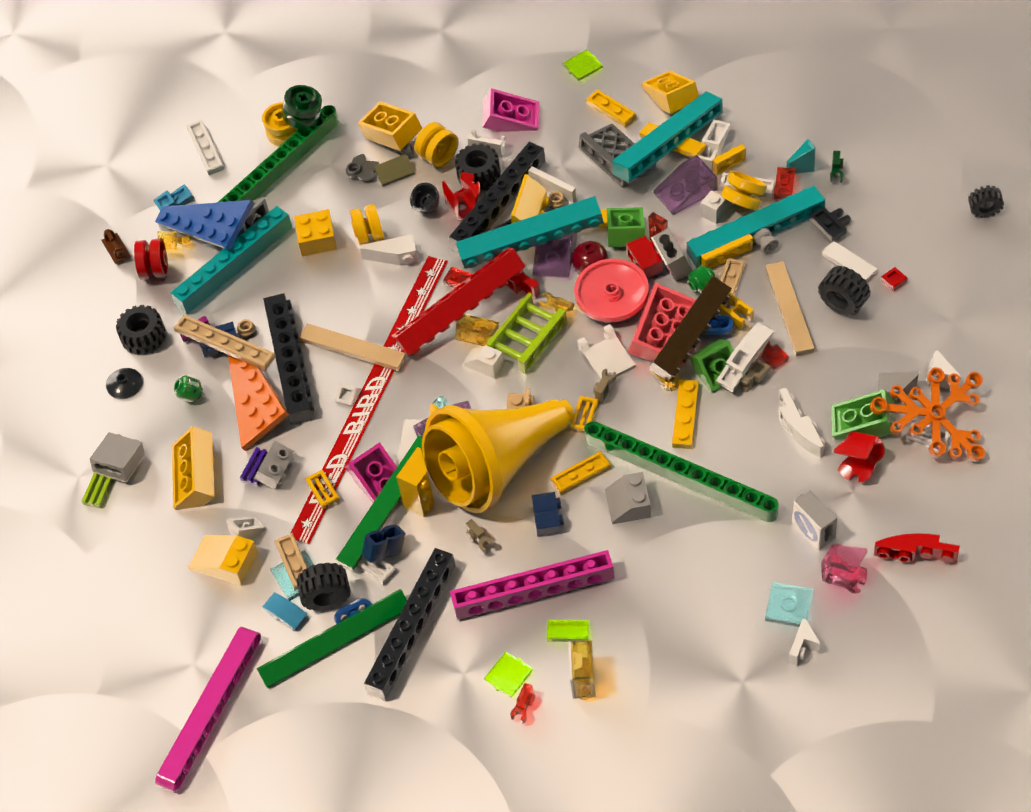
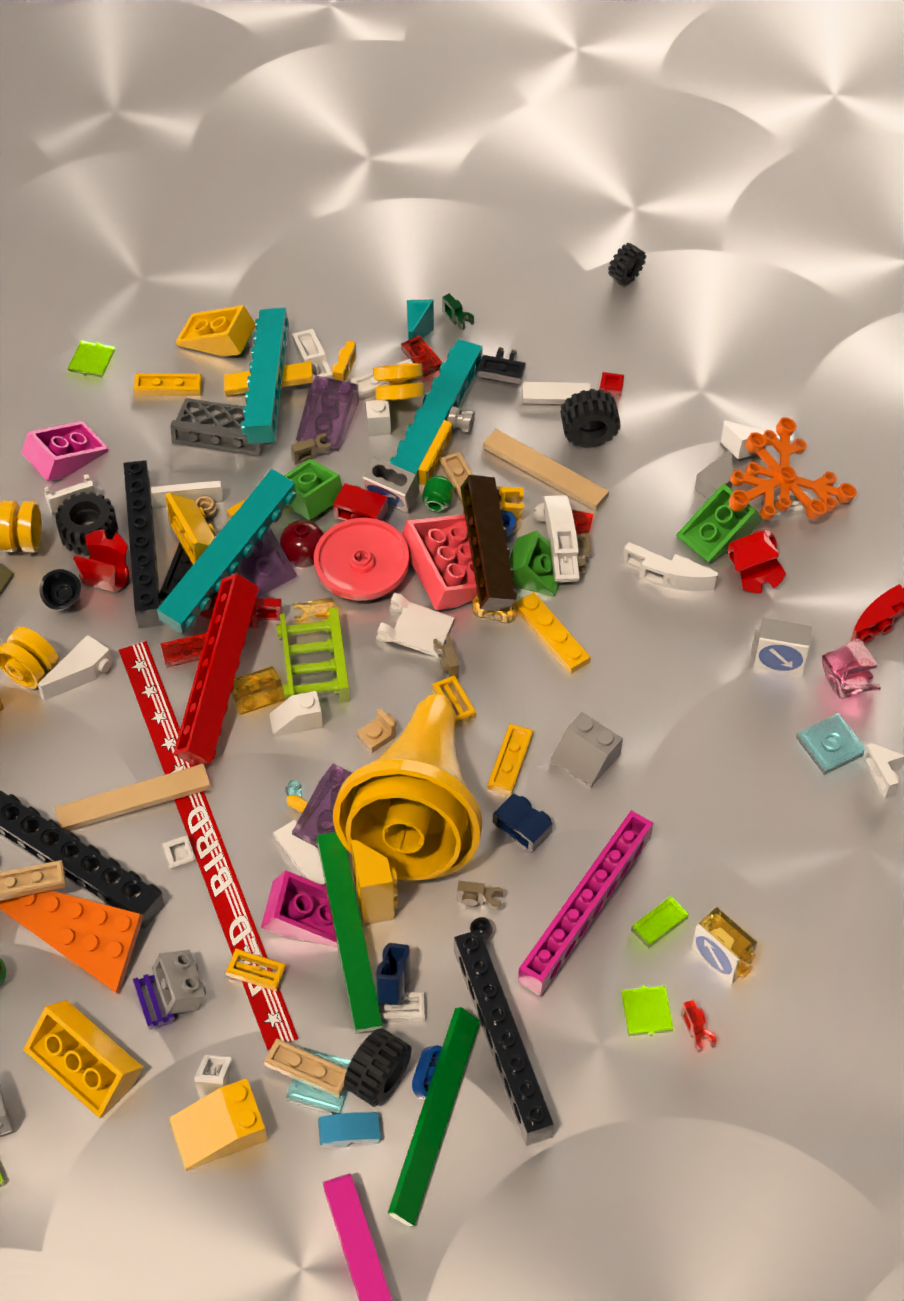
camera: 50 degrees left, 0 degrees up
(461, 553) = (484, 925): none -> black hinge
(650, 201) = (307, 449): none -> dark tan plate
(656, 224) = (350, 468): clear red plate -> none
(686, 476) = (596, 695): green beam -> none

